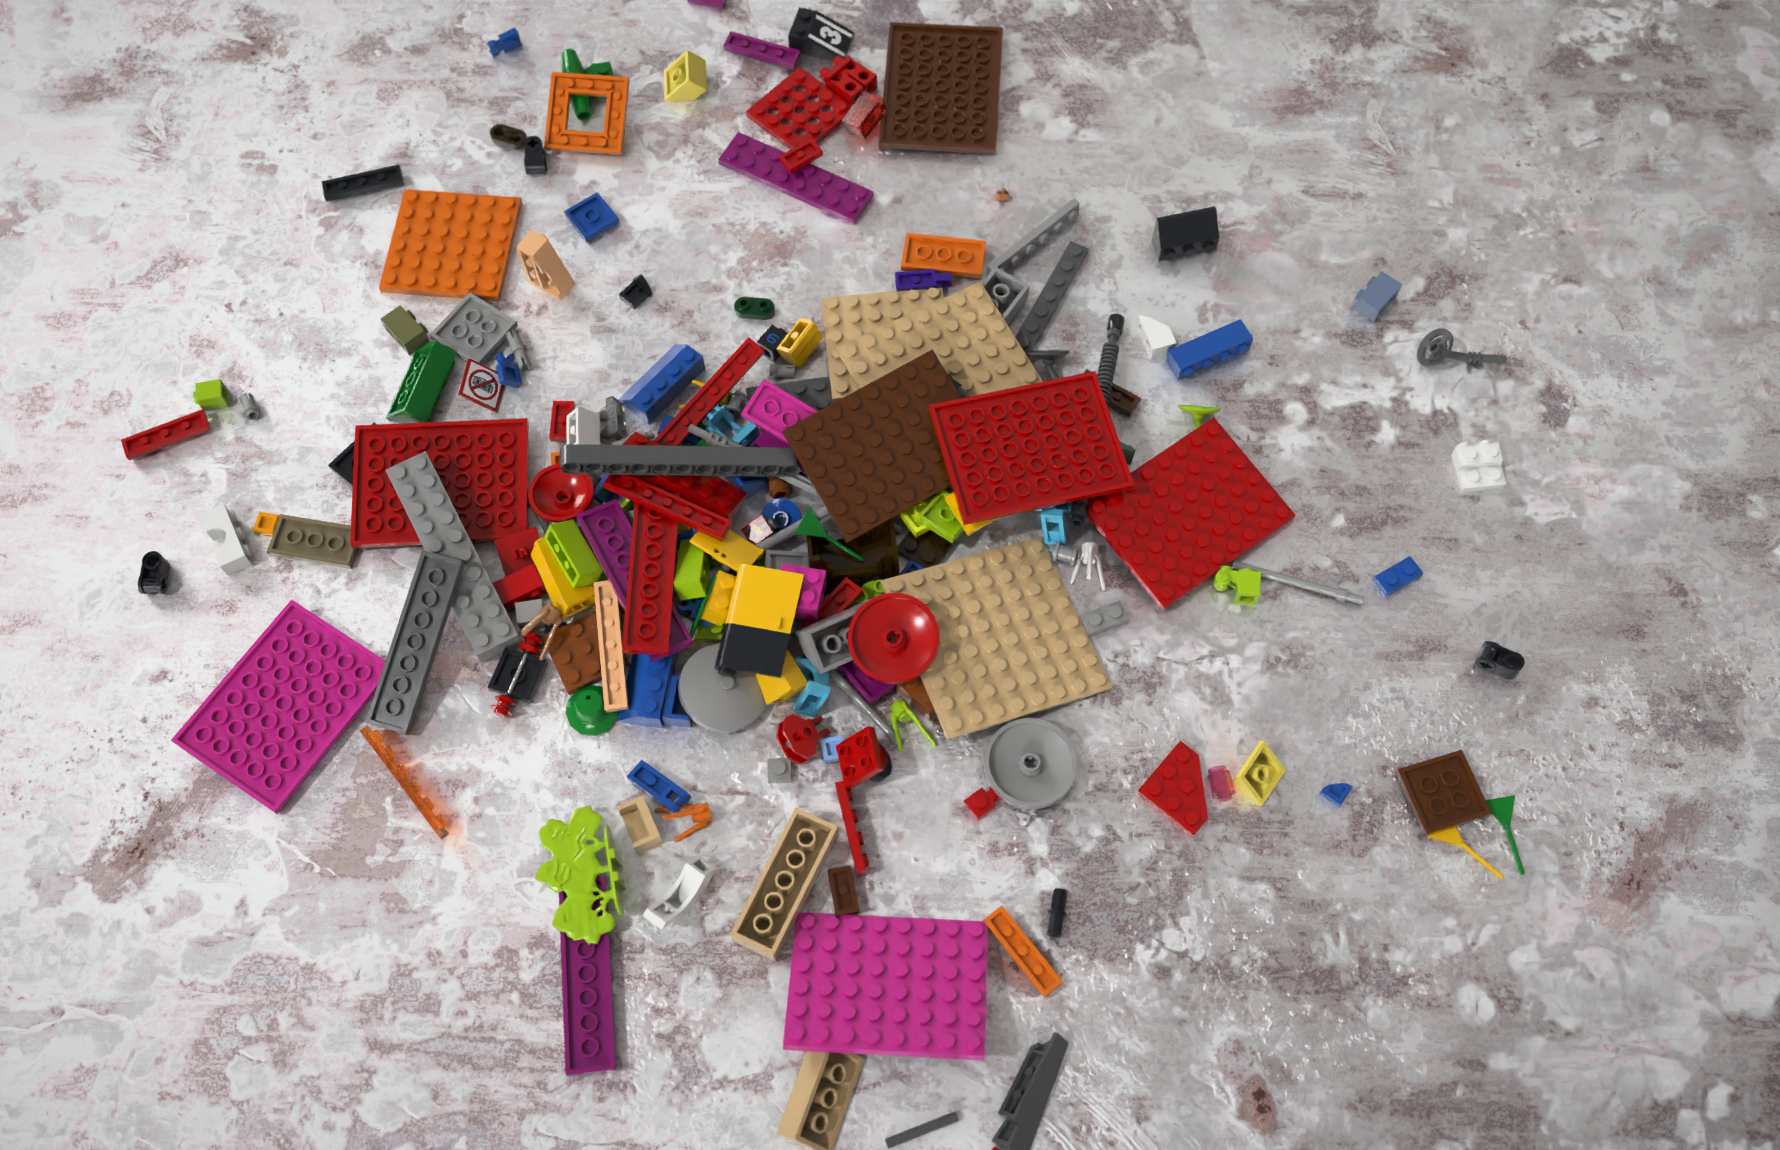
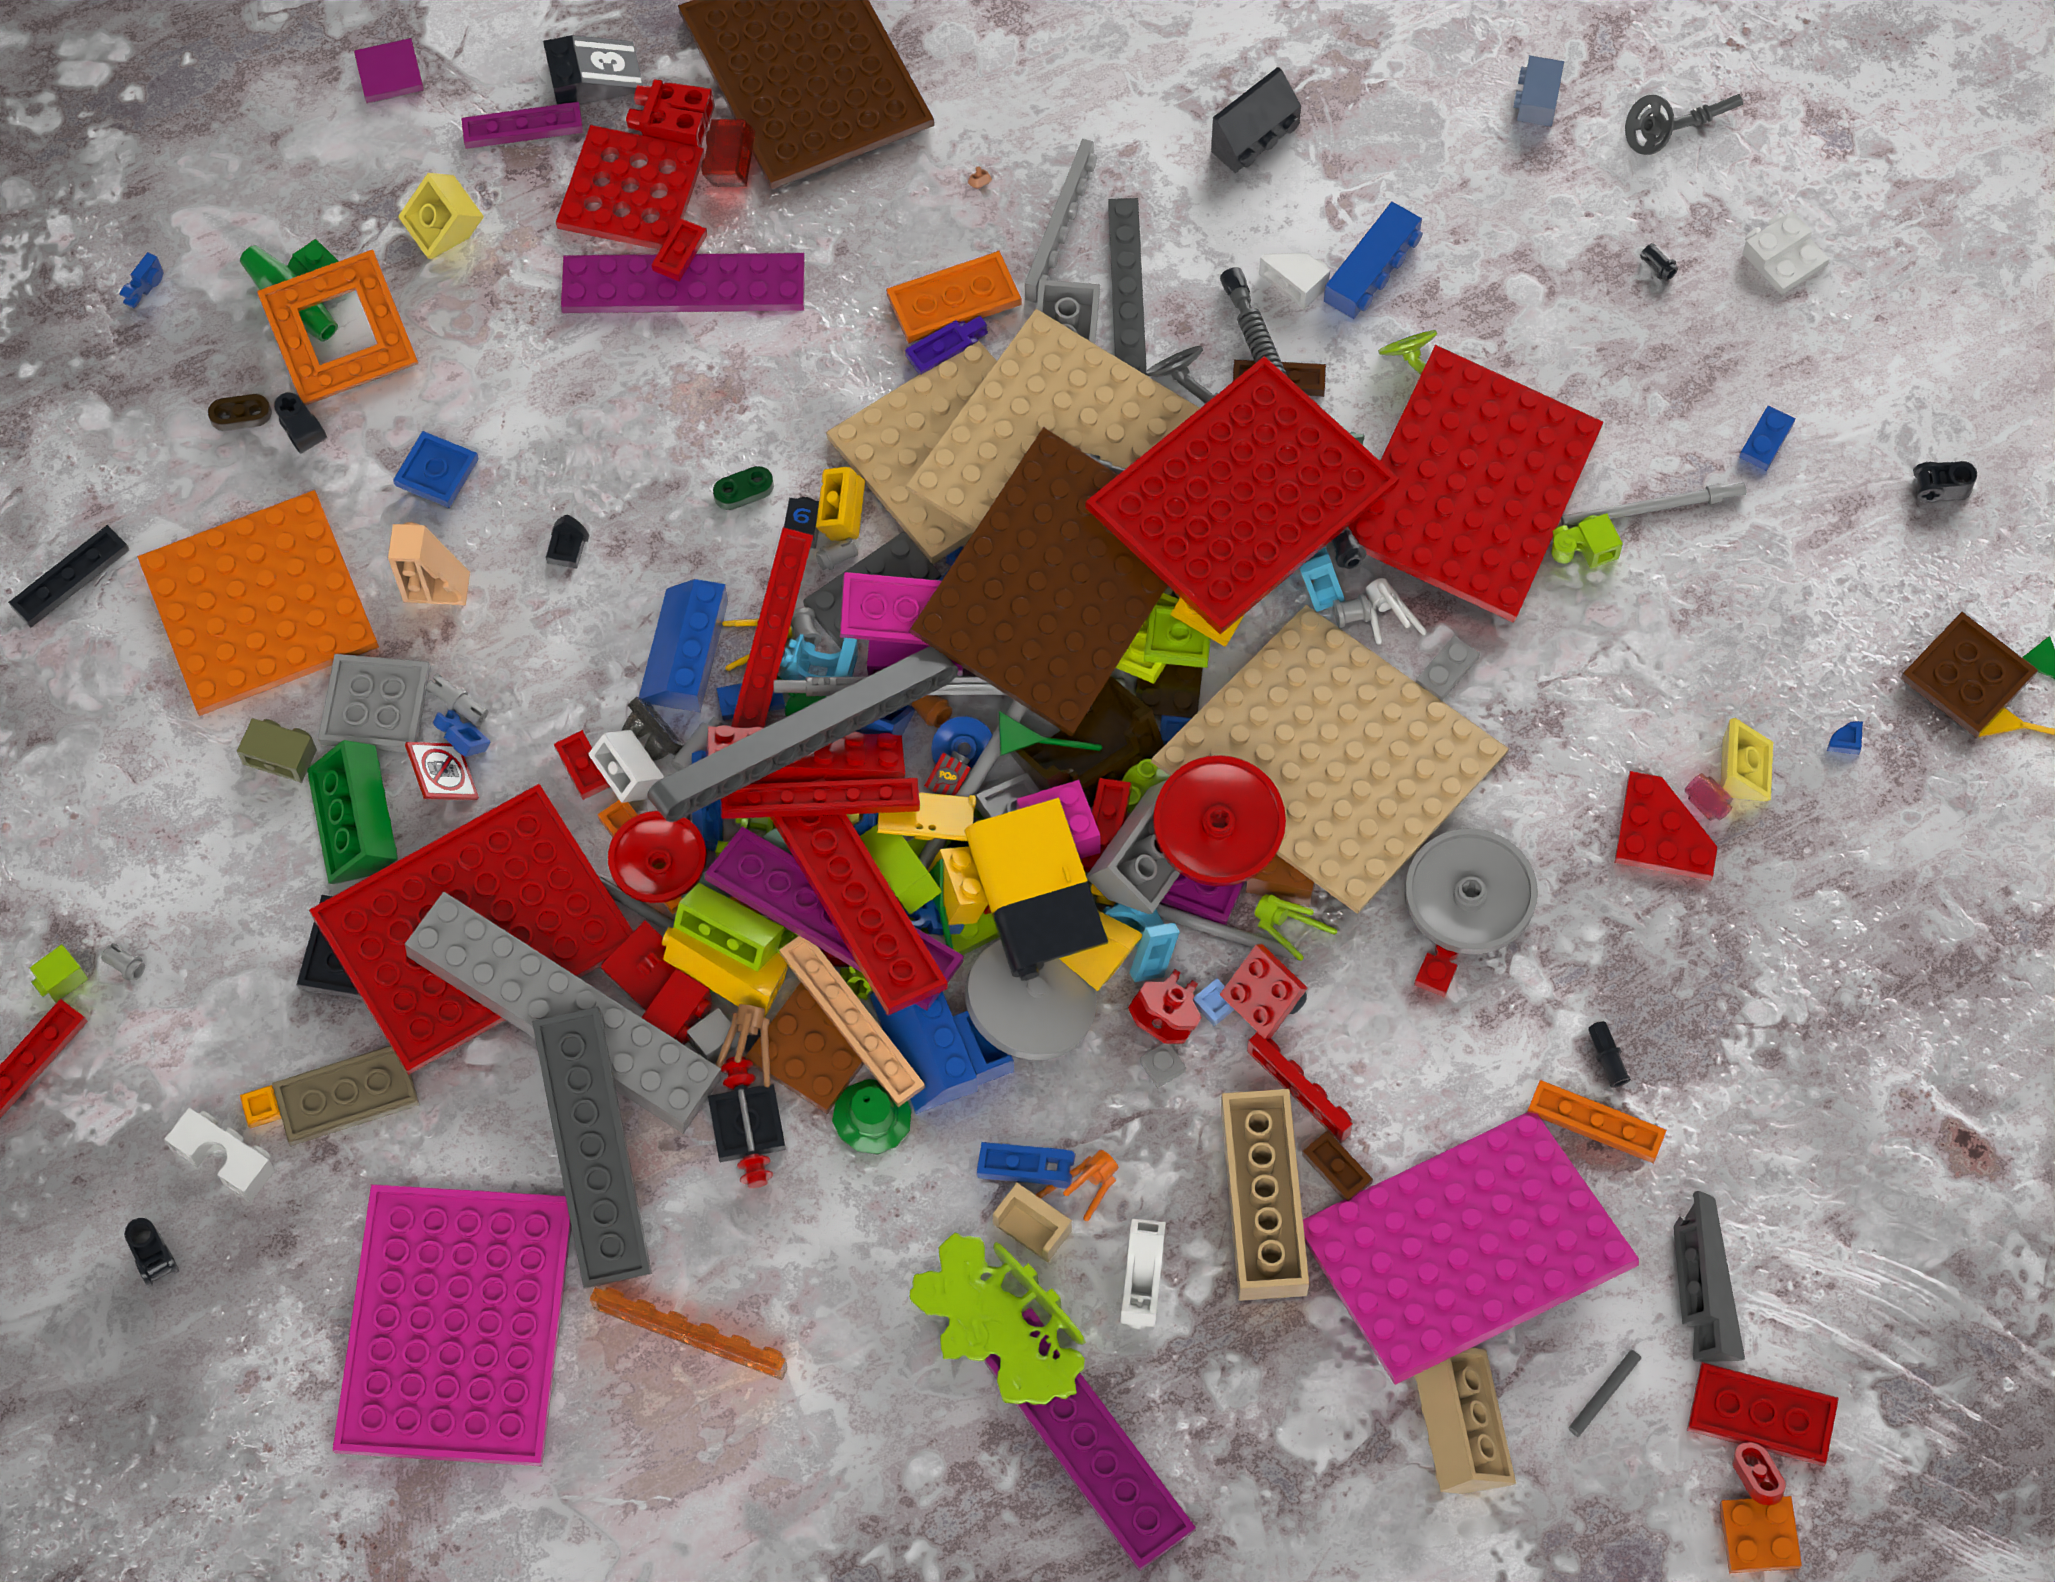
camera: 30 degrees left, 0 degrees up
(1393, 439) = (1665, 267): none -> black pin

